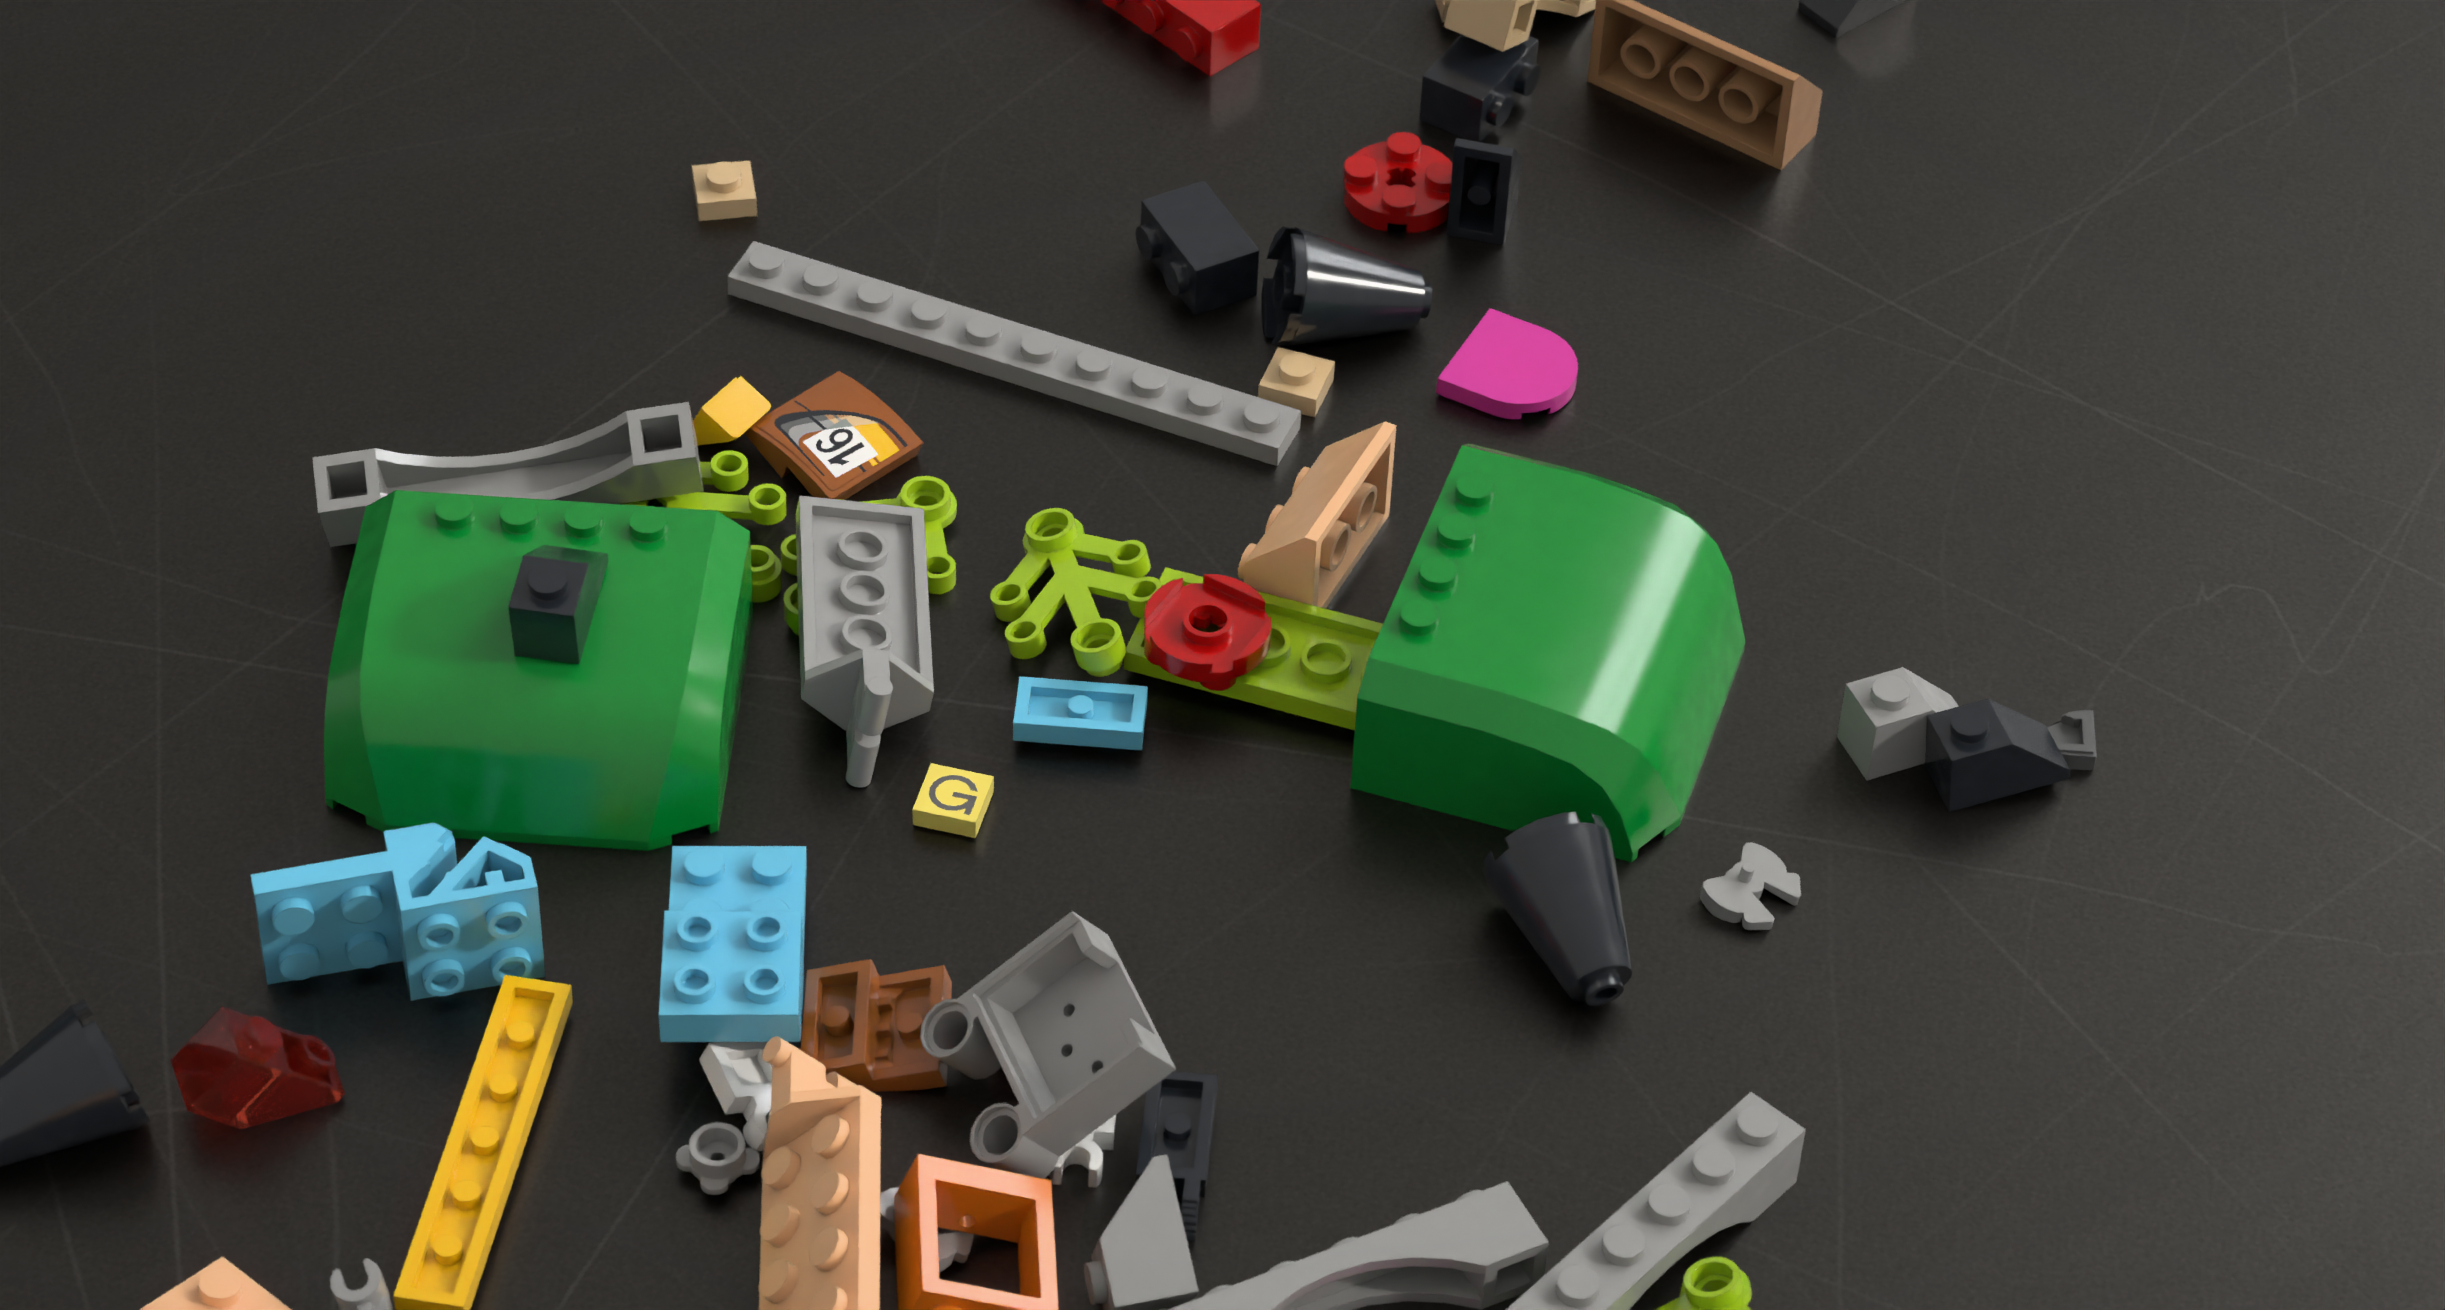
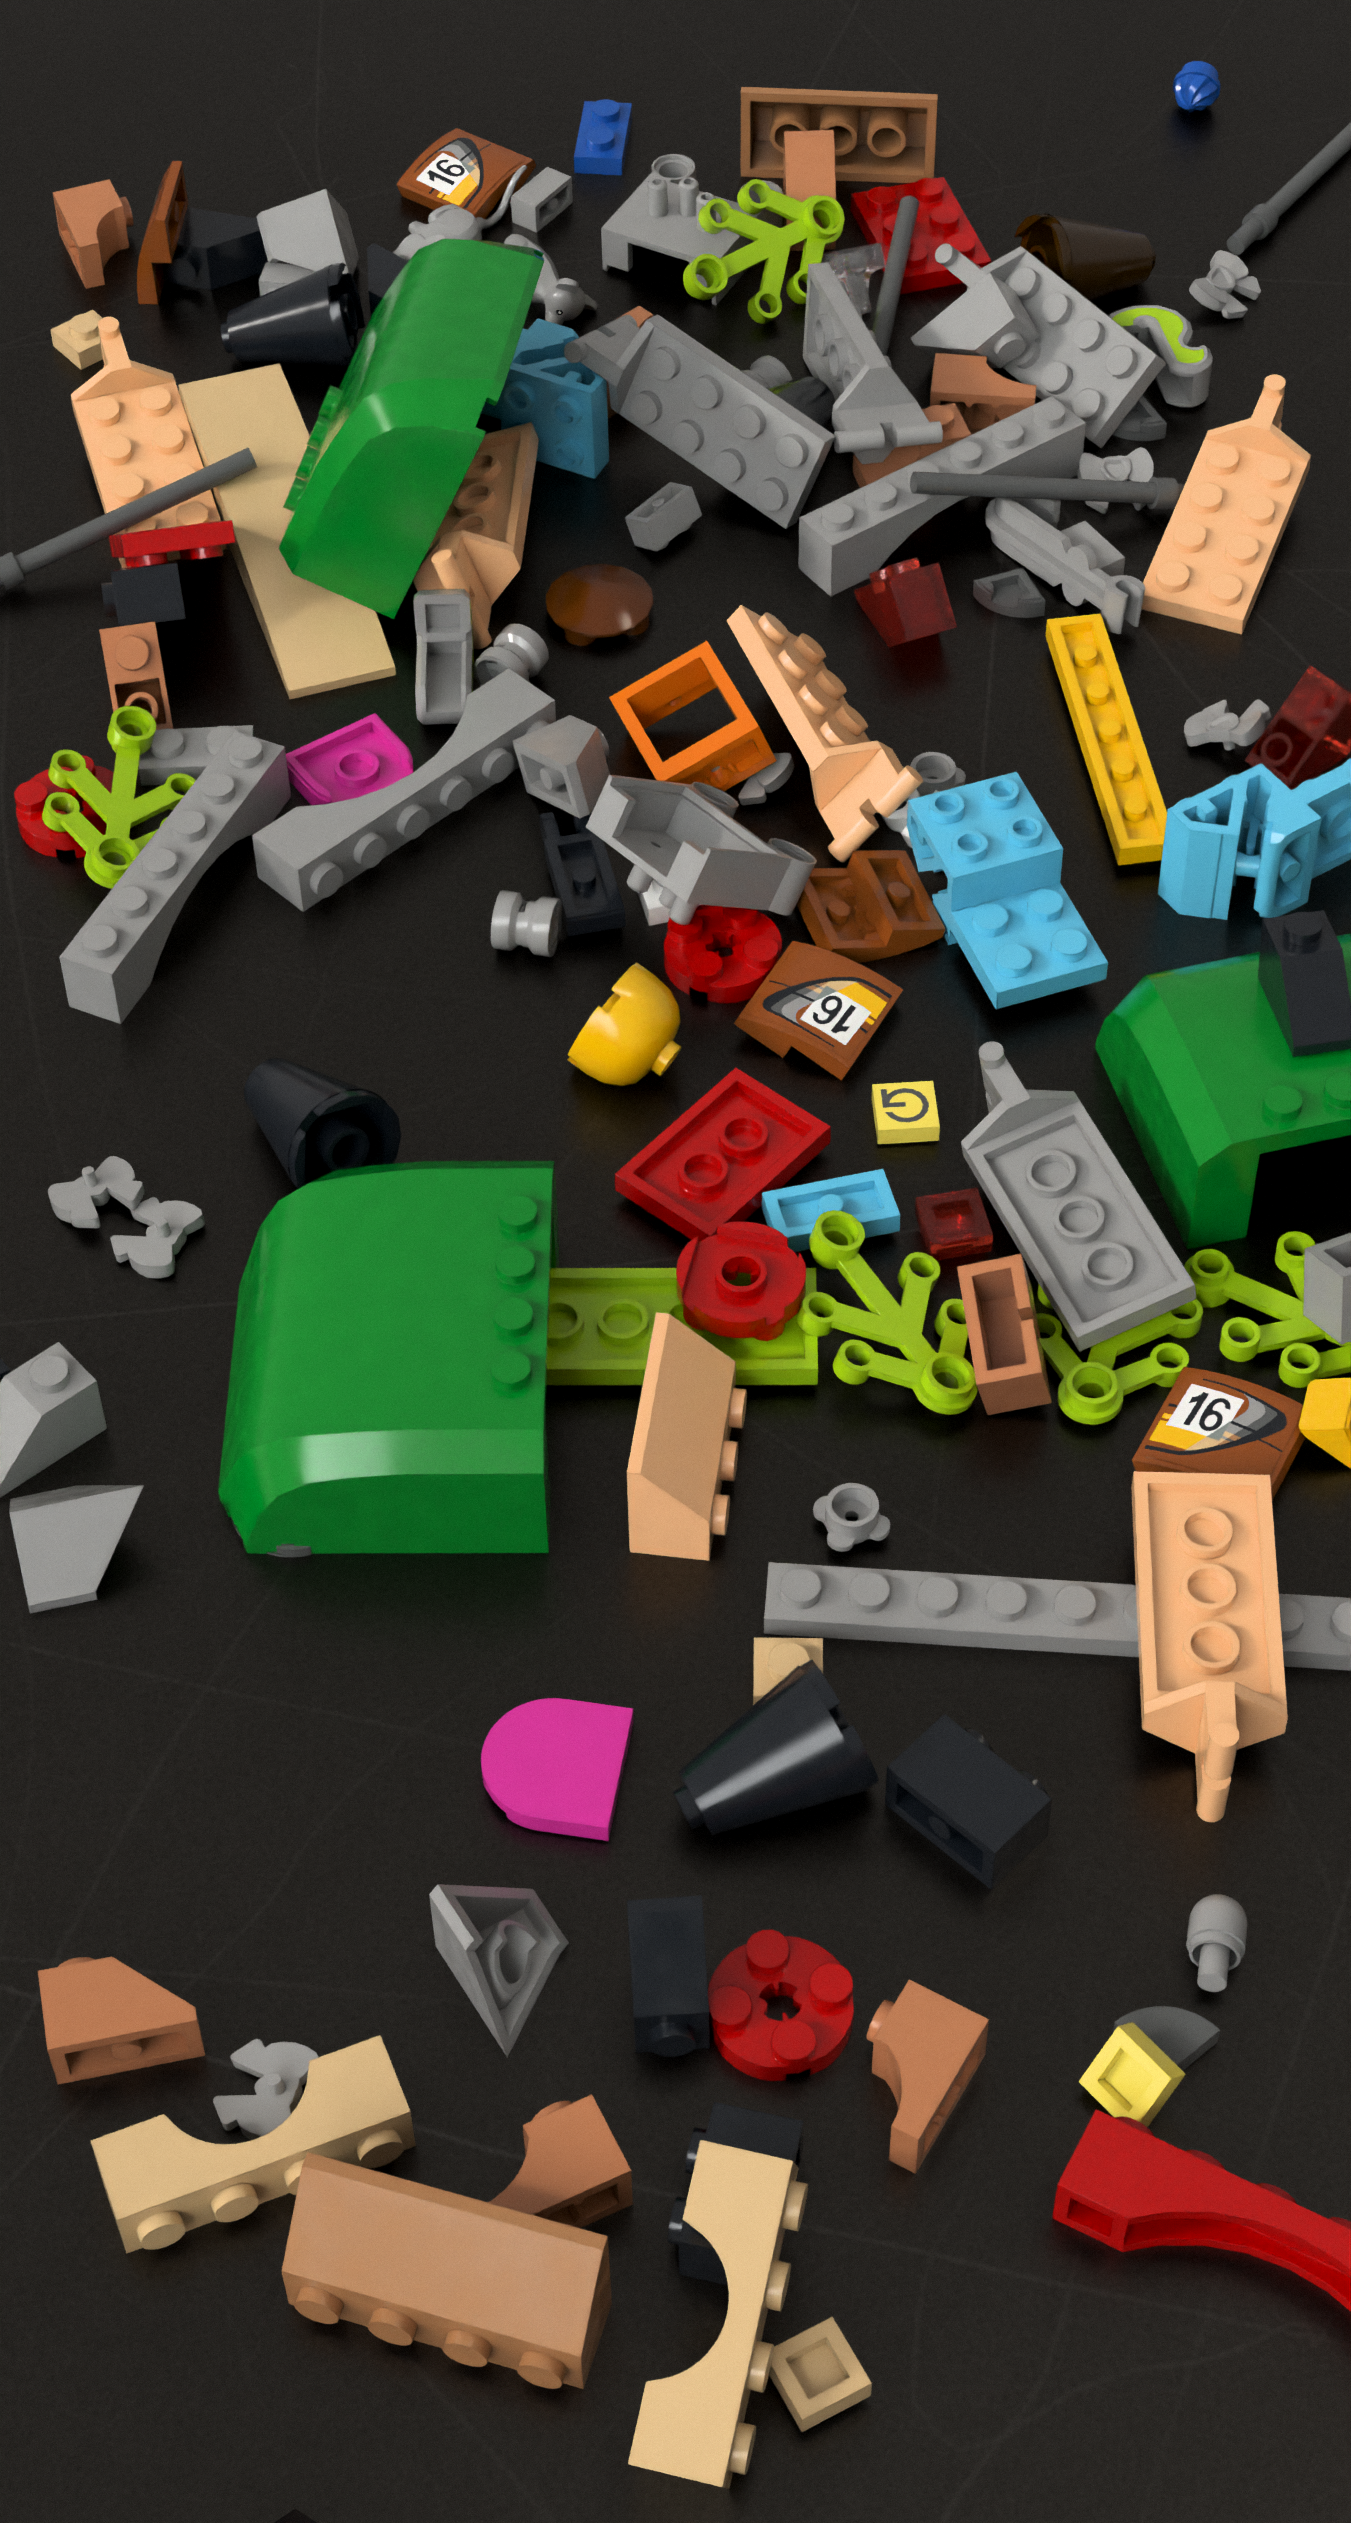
camera: 165 degrees right, 5 degrees up
(359, 1134) = (1220, 725): none -> light grey piece
(944, 276) = (1208, 1619): none -> light nougat hinge
(969, 670) = (953, 1224): none -> clear red plate
(980, 915) = (818, 1006): none -> dark orange slope
(988, 525) = (1004, 1334): none -> nougat piece
(1055, 137) = (1216, 1939): none -> light grey cylinder
(1126, 98) = (1175, 2031): none -> dark grey tile
(1160, 791) = (722, 1157): none -> red plate
(1166, 71) = (1132, 2075): none -> light yellow plate
(1188, 469) = (851, 1501): none -> light grey plate
(1212, 918) = (629, 1031): none -> yellow cylinder
(1262, 1090) = (526, 923): none -> light grey wheel
(1311, 111) = (927, 2057): none -> nougat arch
(1606, 115) = (570, 2167): none -> nougat arch
(1610, 265) = (498, 1949): none -> light grey slope
(1792, 240) = (281, 2074): none -> light grey piece
(1826, 944) = (77, 1199): none -> light grey piece
(1888, 184) = (173, 2183): none -> tan arch
(1893, 629) = (68, 1540): none -> light grey slope
(1912, 282) = (112, 2020): none -> nougat slope

